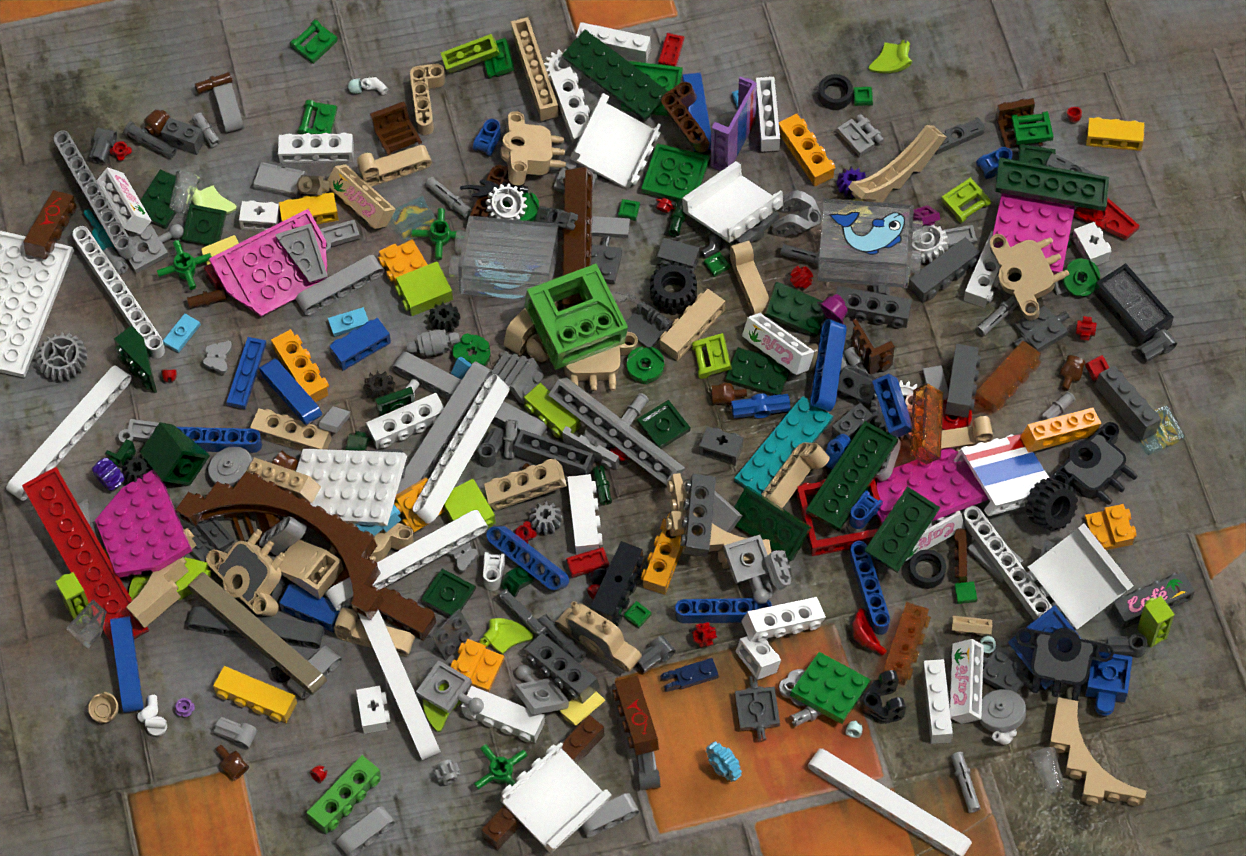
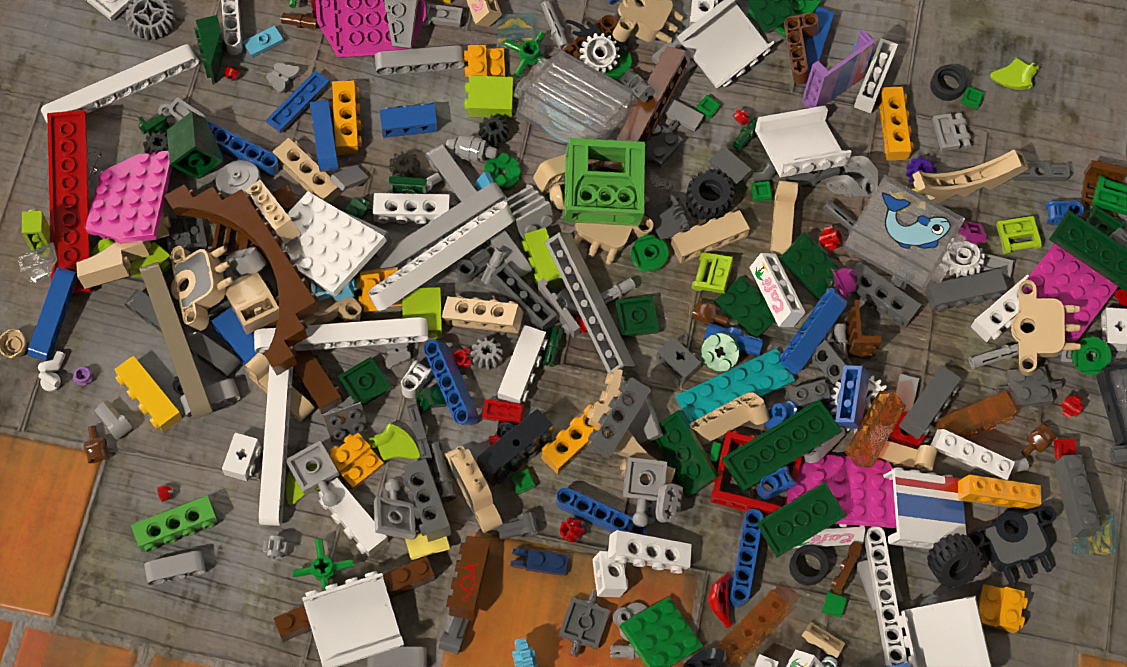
camera: 20 degrees right, 5 degrees up
(108, 474) = (130, 137): dark purple gear -> none
(348, 321) = (409, 96): medium azure plate -> none
(674, 172) = (765, 91): green plate -> none
(762, 412) = (730, 347): none -> plate
(795, 509) = (714, 453): none -> green tile
(1021, 407) = (972, 454): none -> white brick

